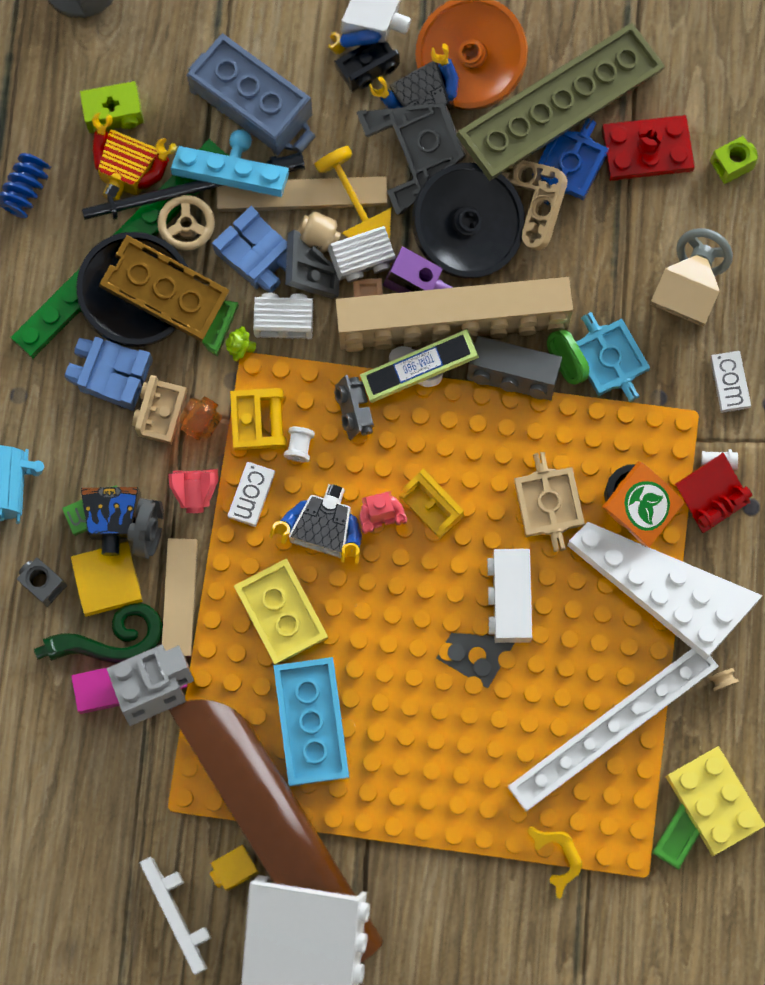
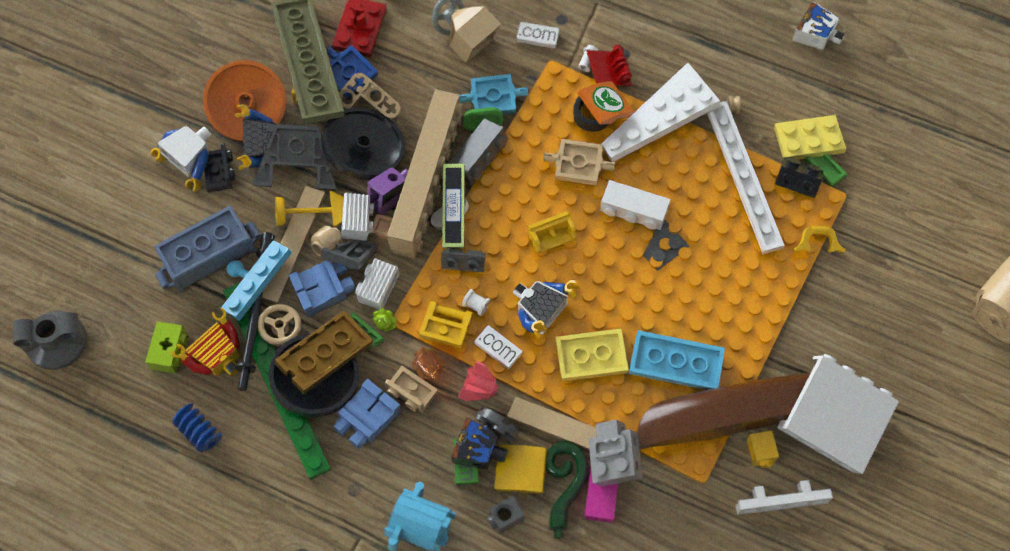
camera: 70 degrees left, 10 degrees down
(381, 509) = (544, 264): coral piece -> none
(644, 802) = (799, 176): none -> black bracket

